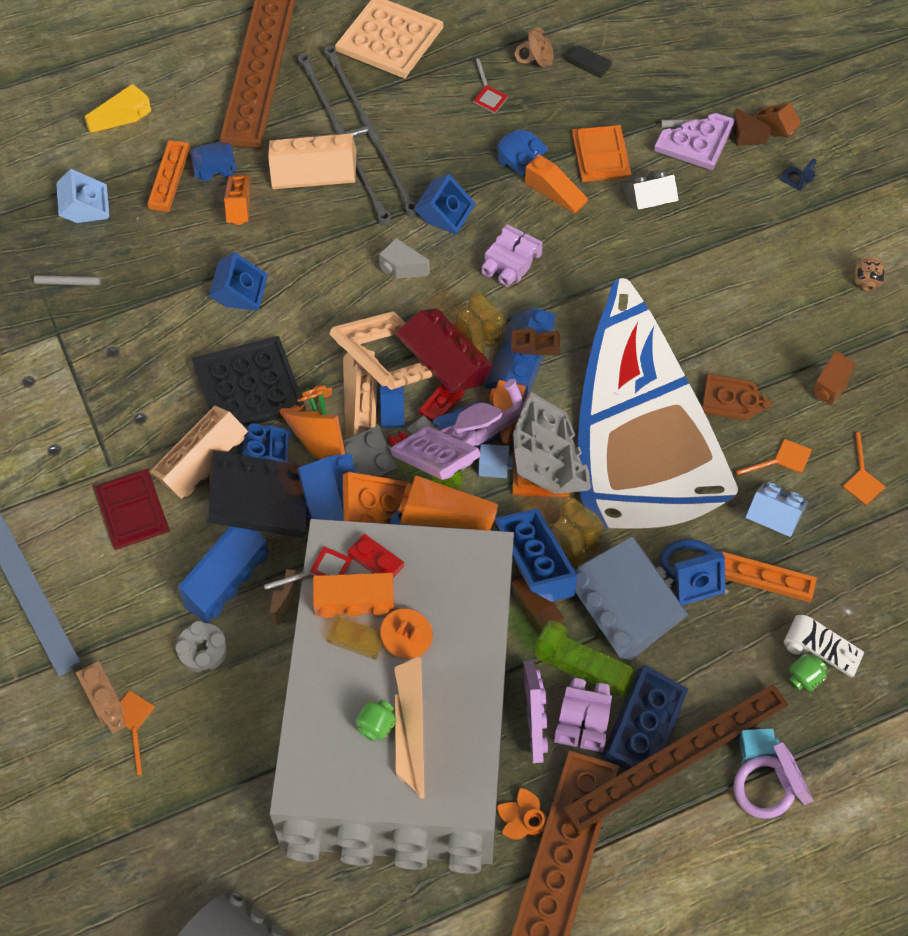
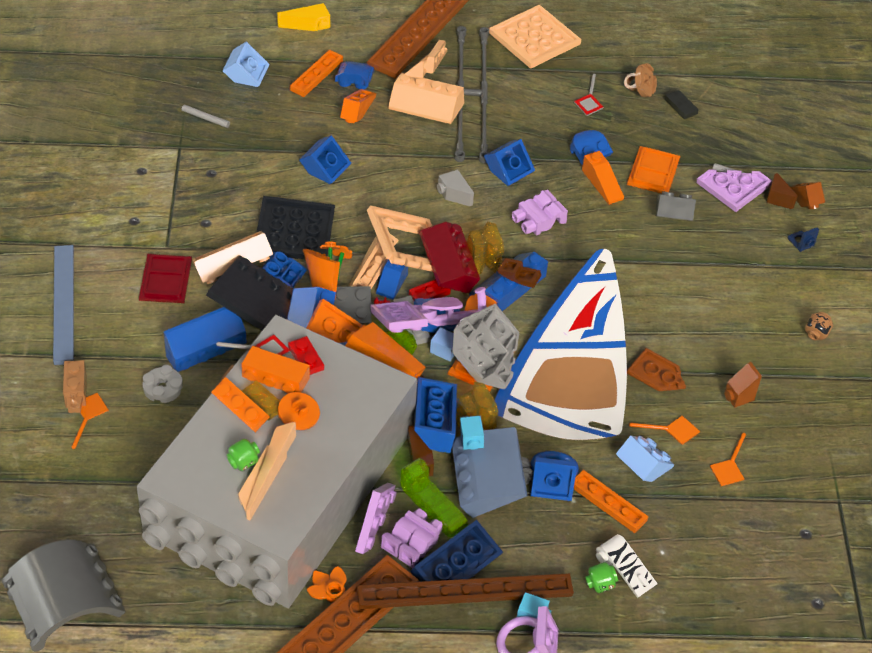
camera: 20 degrees right, 10 degrees down
(292, 115) = (430, 62): none -> light nougat wedge
(336, 655) = (240, 404): none -> orange plate
(593, 565) = (472, 432): none -> medium azure brick

